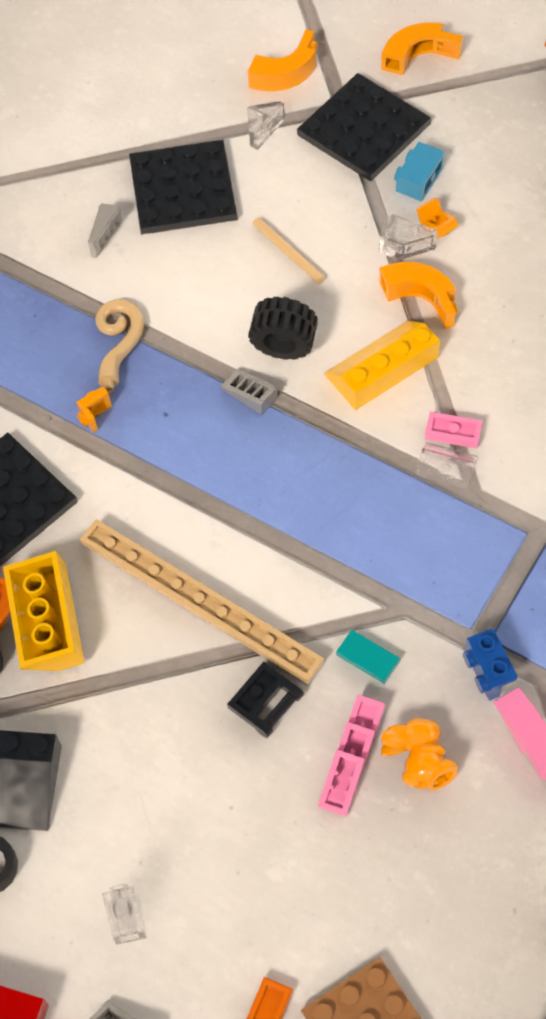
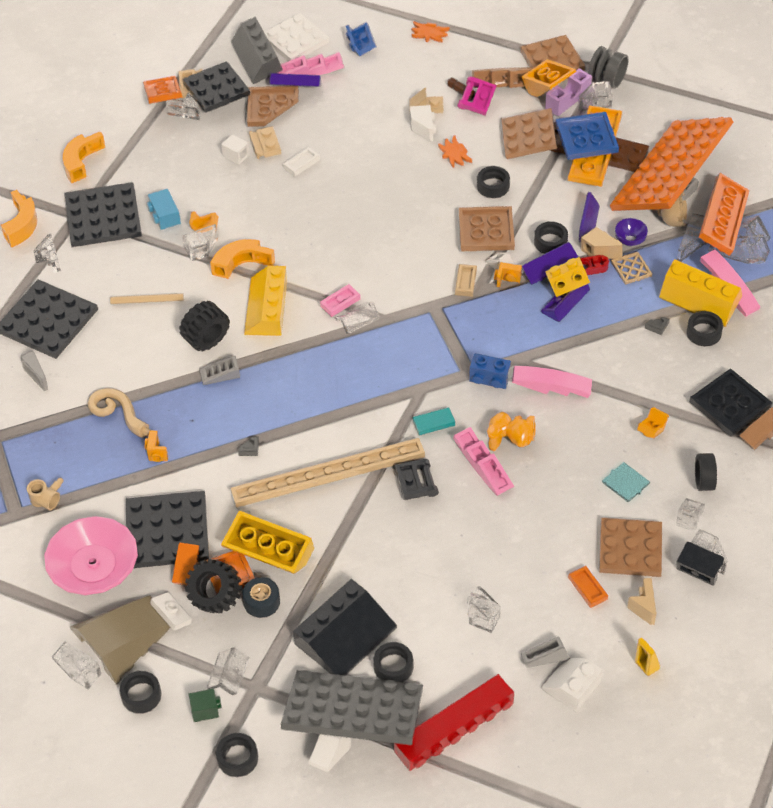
camera: 55 degrees left, 10 degrees down
(173, 496) = (250, 447): none -> dark grey tile
(465, 947) = (625, 482): none -> clear light blue piece

